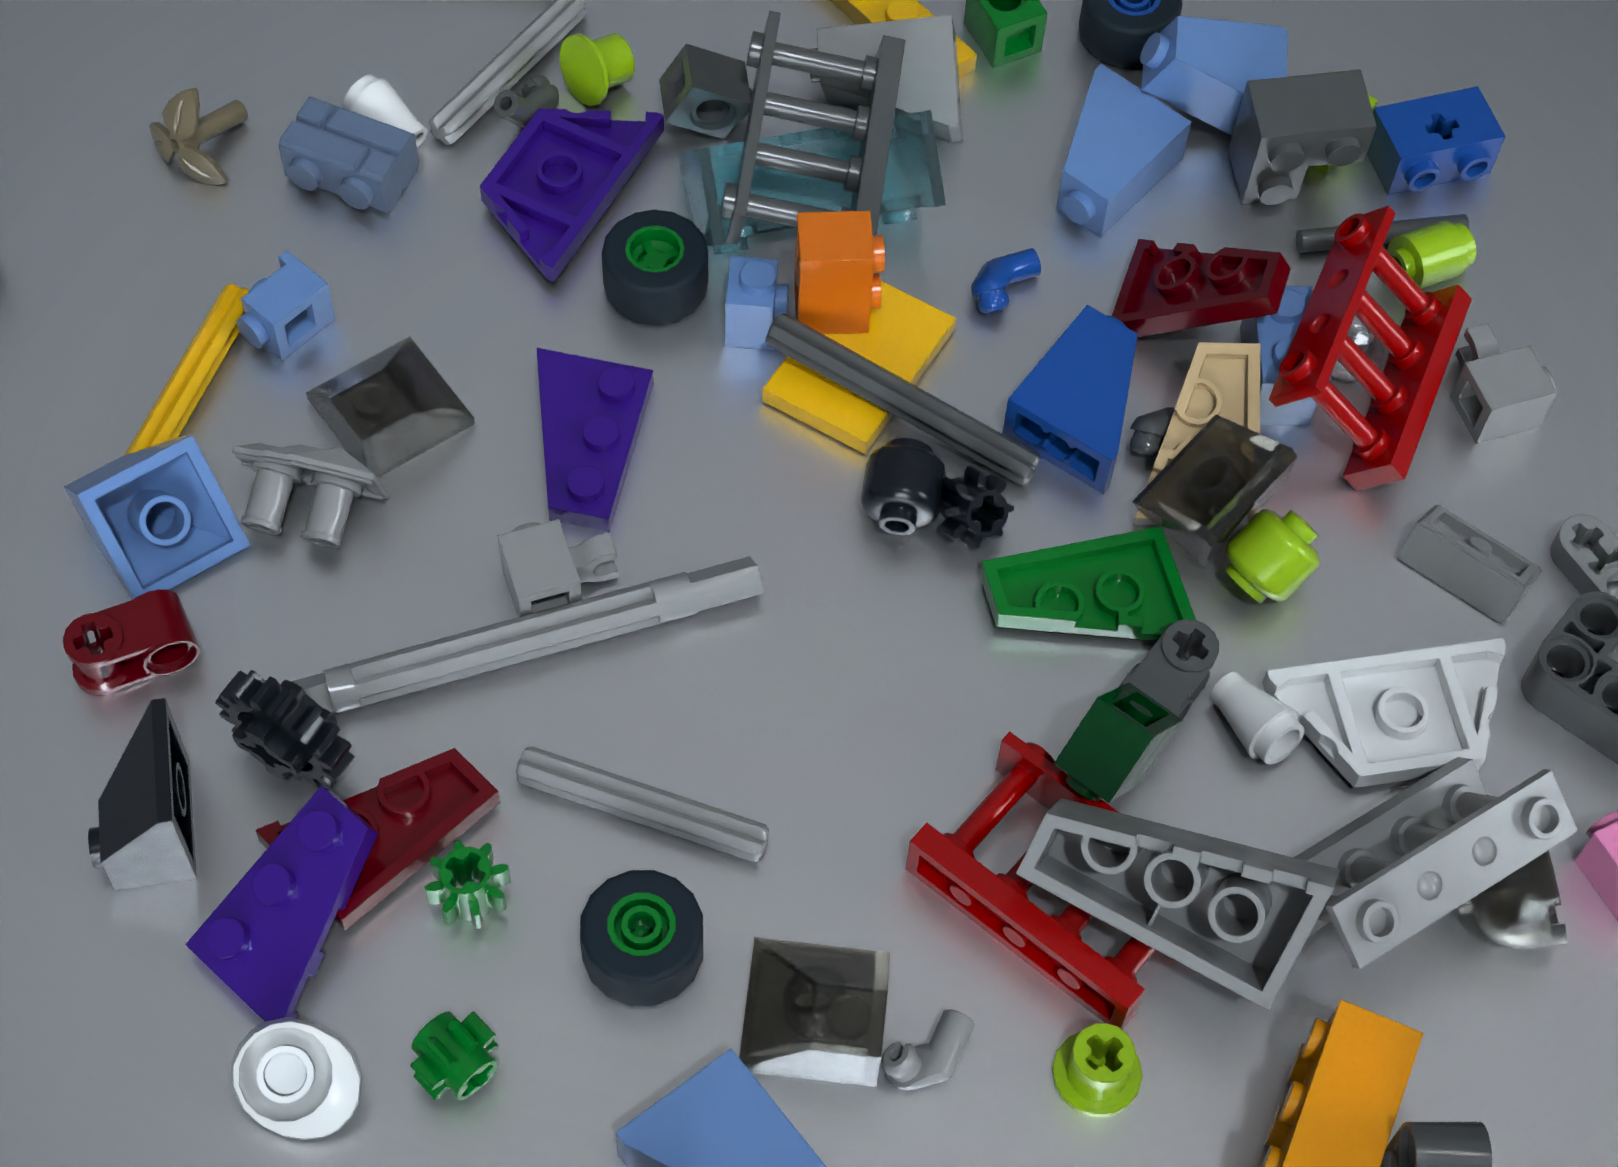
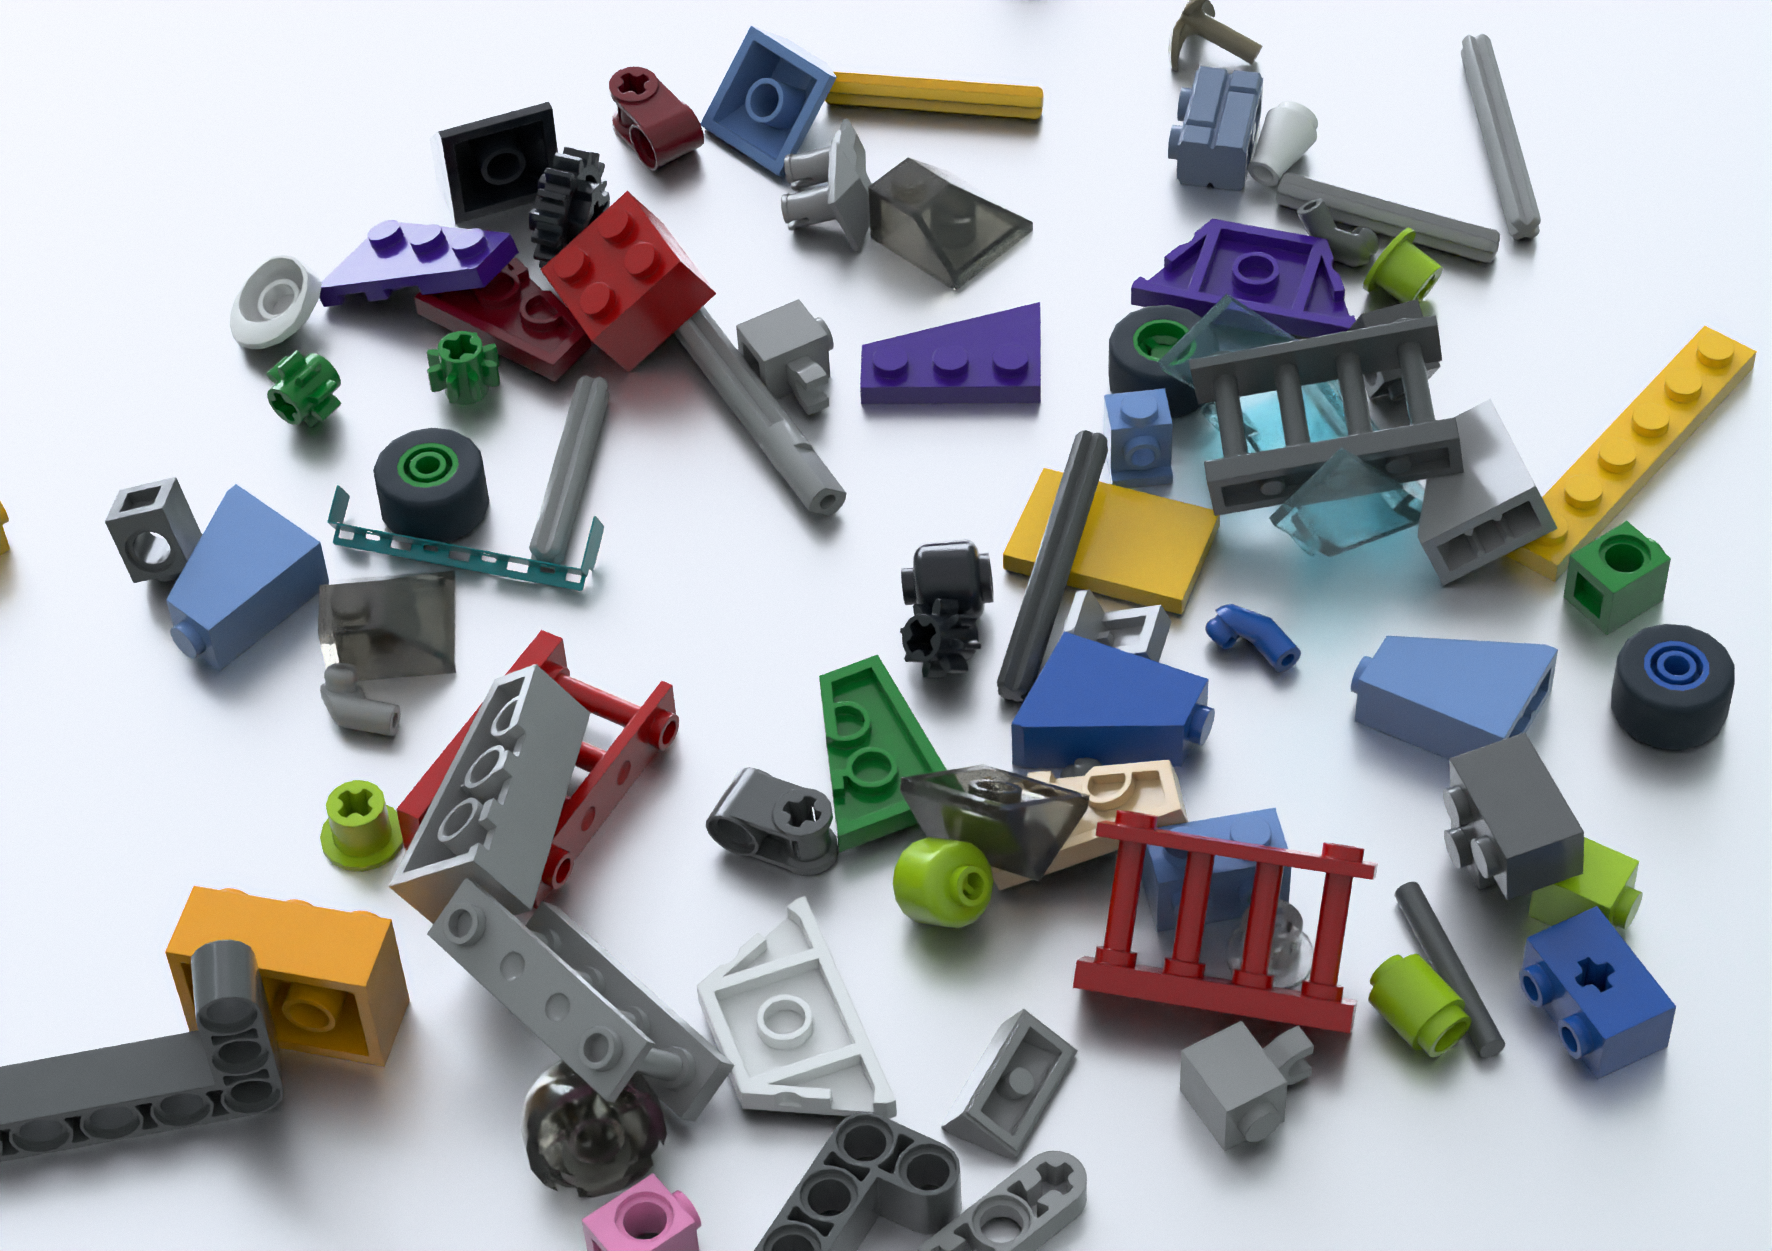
camera: 85 degrees right, 10 degrees down
(286, 308) = (1027, 129): medium blue brick -> none
(418, 688) = (628, 281): none -> red brick
(739, 922) = (475, 562): none -> teal piece
(836, 271) = (1159, 458): orange brick -> none
(995, 370) = (1131, 630): none -> light grey bracket
(1116, 743) = (666, 754): dark green brick -> none
(1197, 289) = (1269, 768): dark red wing -> none
(1207, 62) = (1601, 752): medium blue slope -> none
(1258, 719) = (752, 902): white cone -> none

